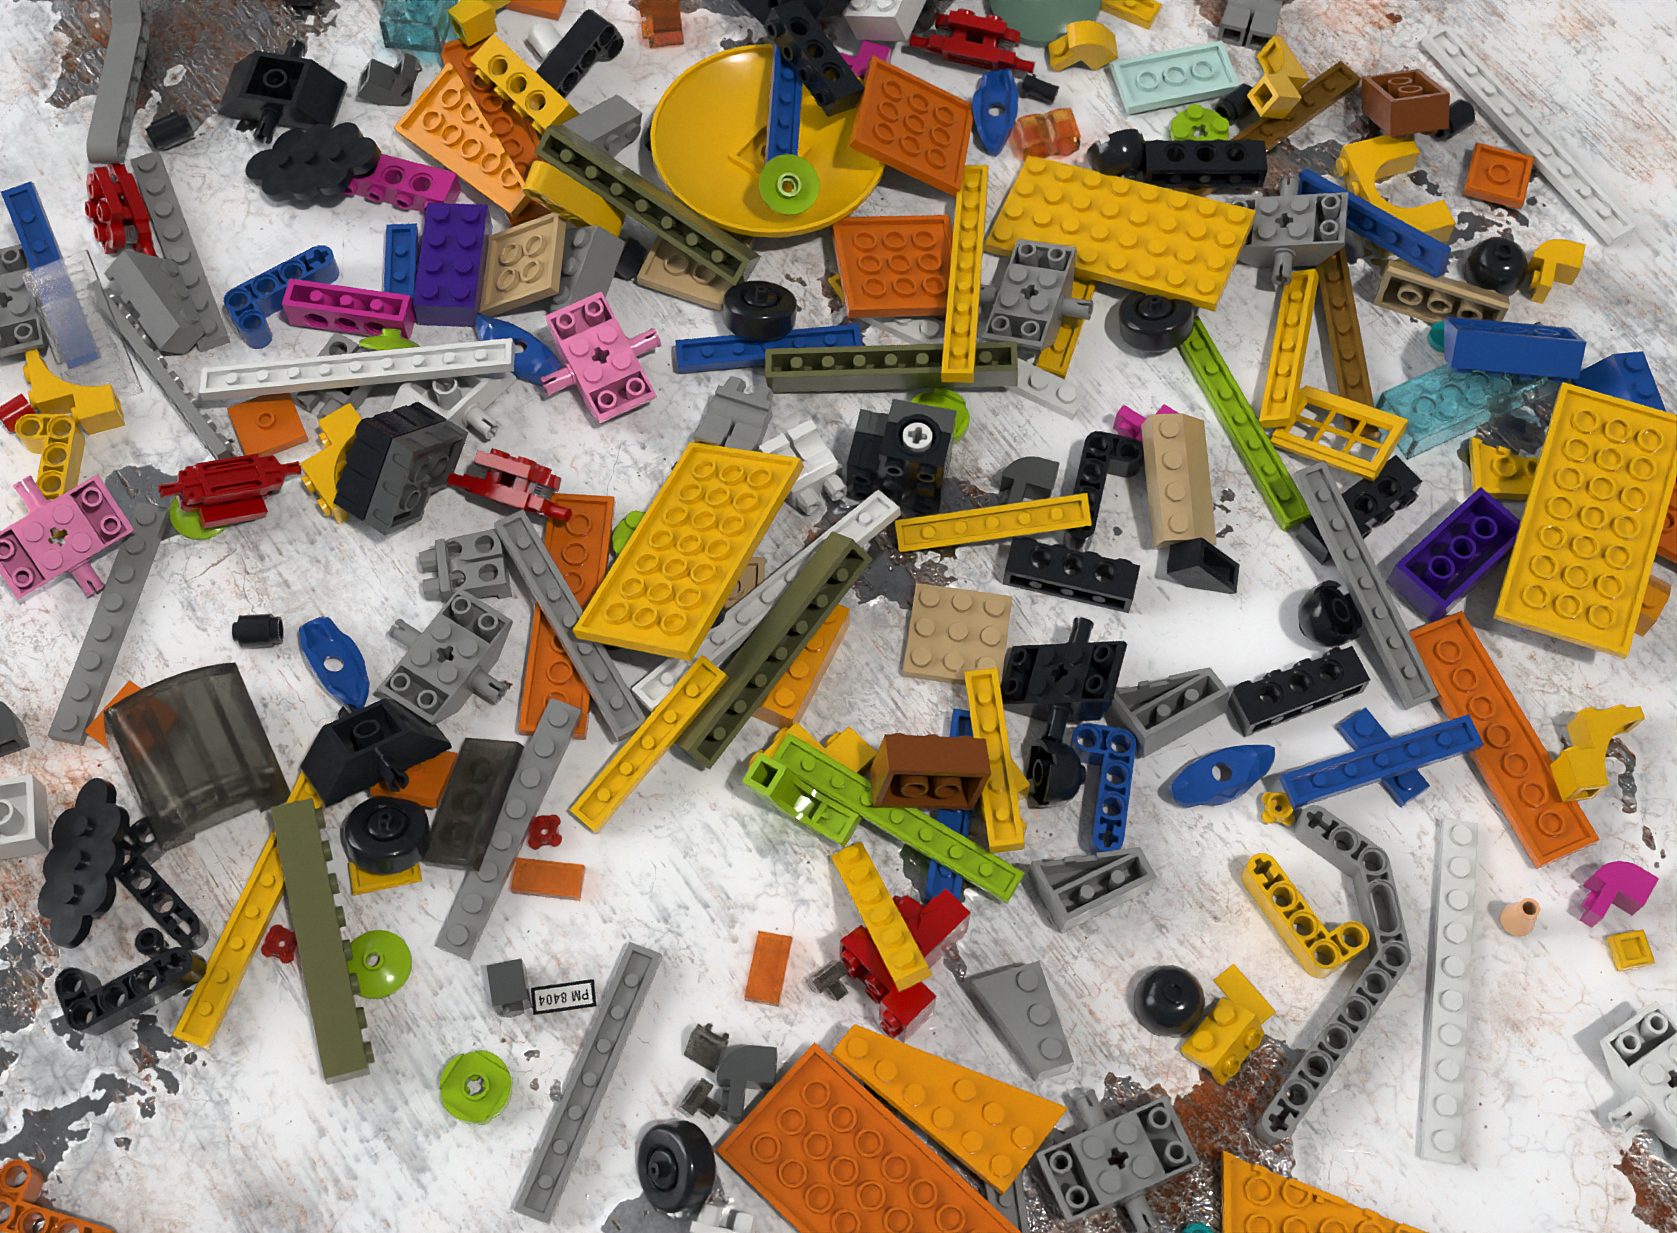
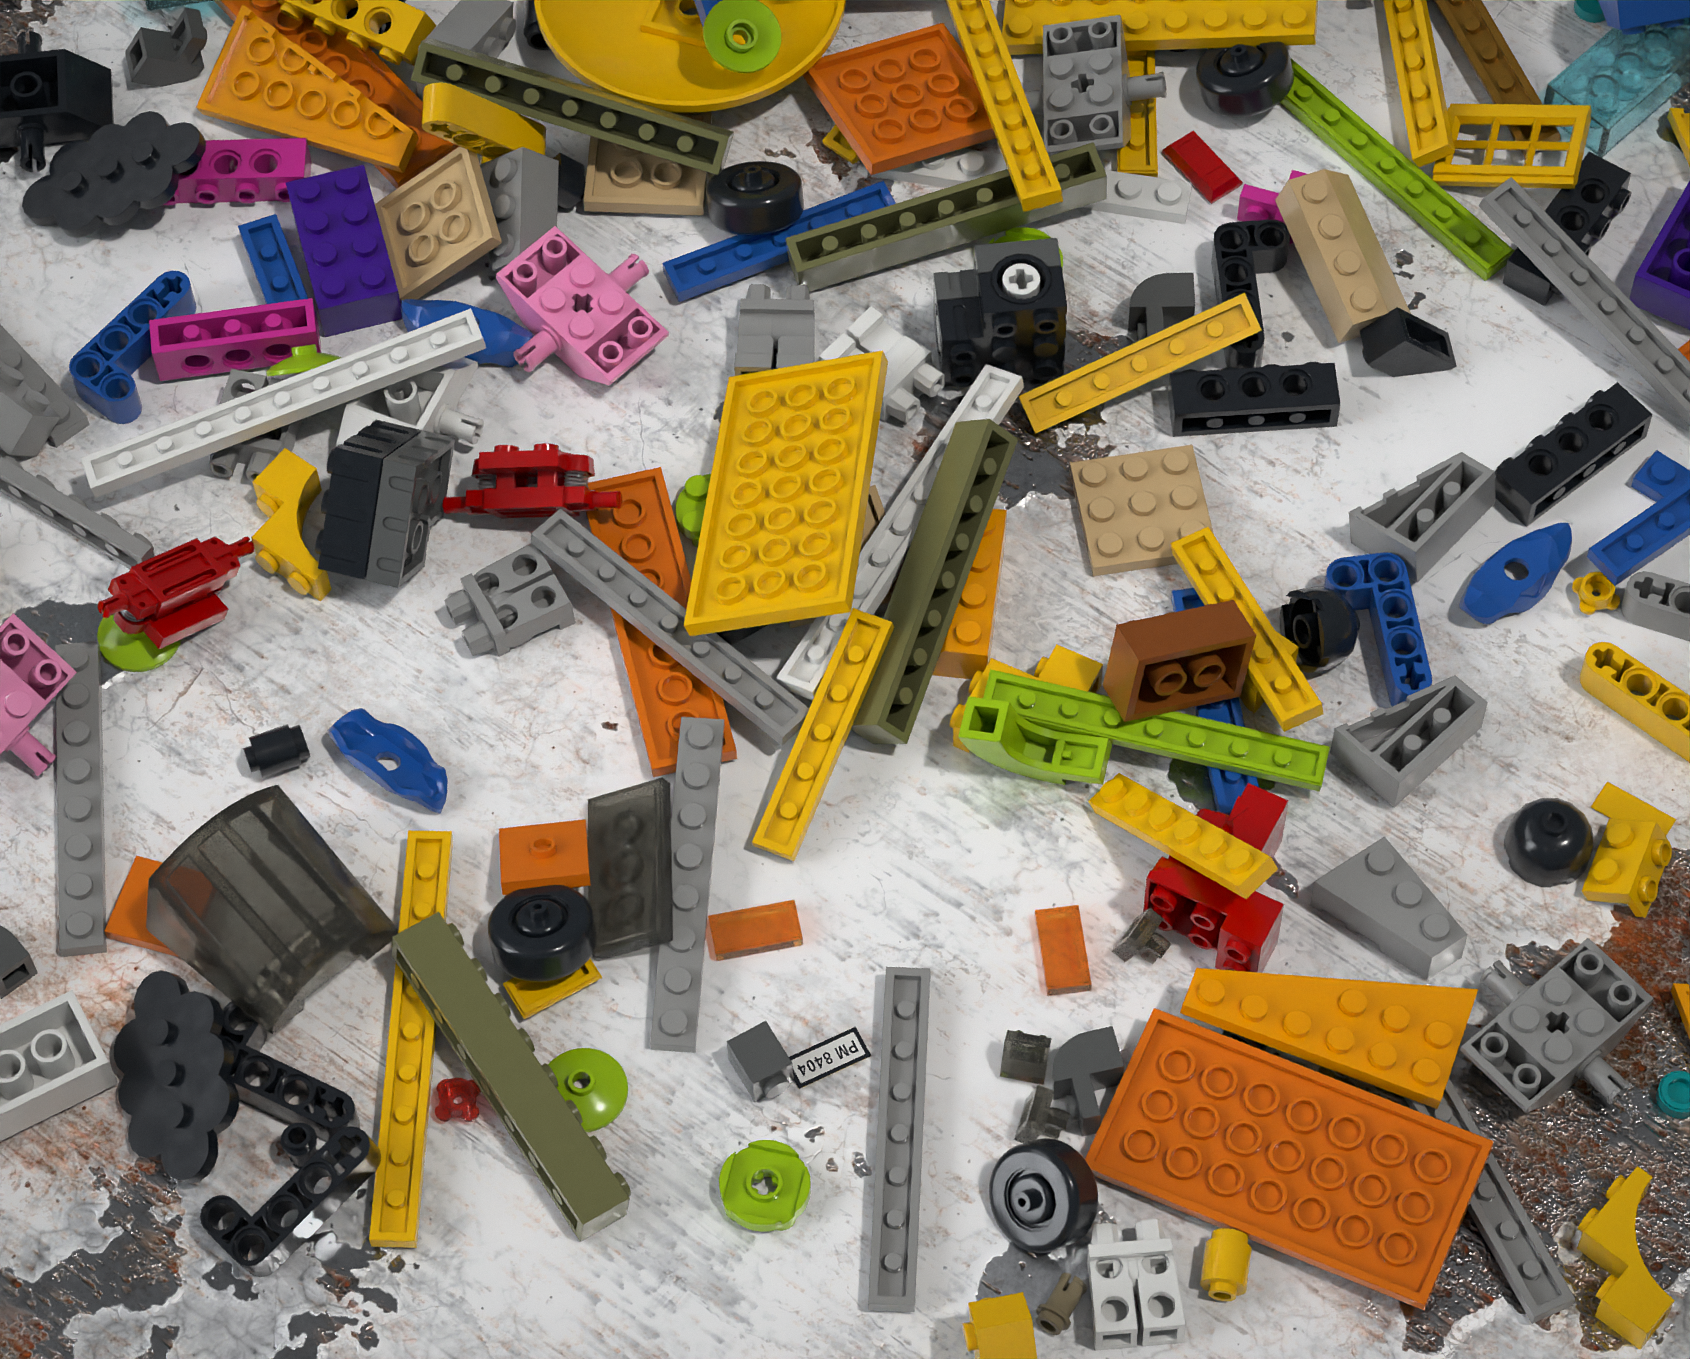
camera: 15 degrees left, 5 degrees down
(267, 424) = (182, 506): orange plate -> none
(369, 748) = (482, 838): black slope -> none
(448, 658) = (534, 709): light grey slope -> none
(549, 823) = (734, 866): clear red plate -> none
(1063, 679) = (1296, 516): black slope -> none
(1101, 380) = (1202, 167): none -> red tile
(1329, 616) = (1576, 357): black cylinder -> none

